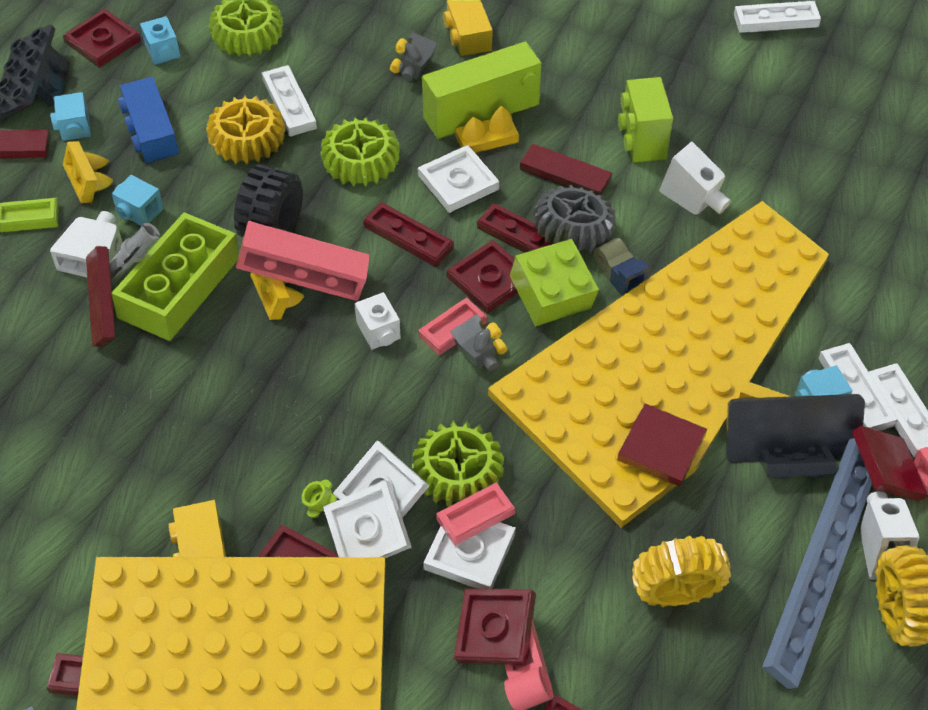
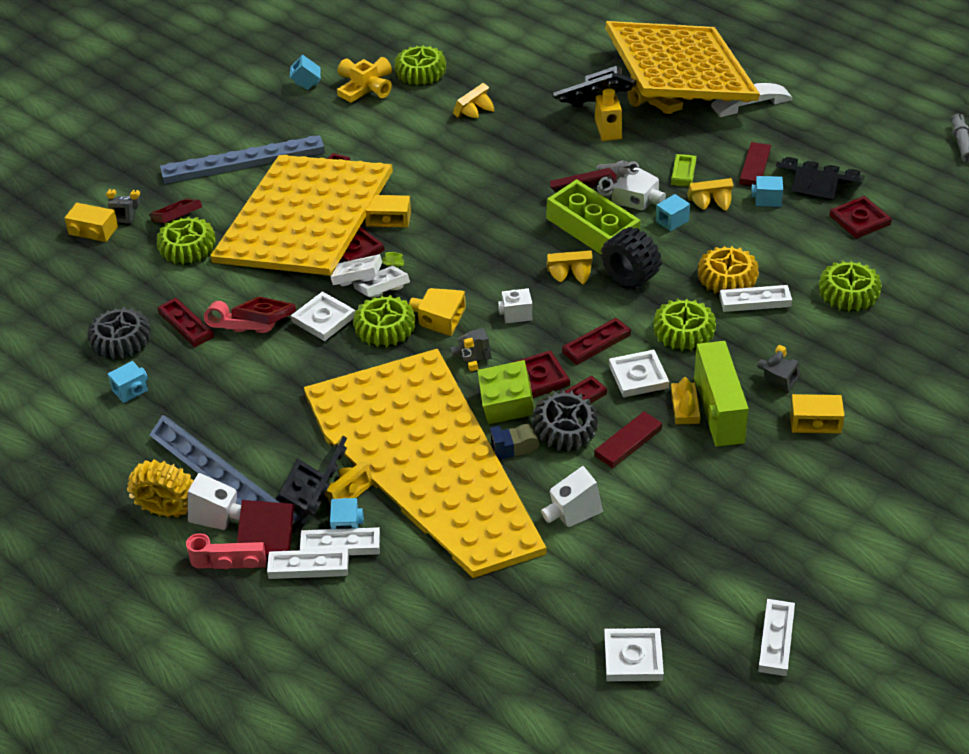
camera: 110 degrees right, 10 degrees down
(67, 262) = (621, 168): none -> light grey pin
(147, 120) = (754, 225): blue brick -> none
(160, 40) = (841, 239): medium azure brick -> none
(303, 261) = (573, 268): coral brick -> none
(413, 403) = (440, 309): none -> yellow torso
(437, 332) = (502, 346): coral tile -> none
(475, 514) = (340, 315): coral tile -> none
(645, 119) = (651, 484): lime brick -> none
(662, 444) = (342, 411): dark red tile -> none
(681, 571) = (244, 390): yellow gear -> none
(857, 107) = (633, 654): none -> white plate

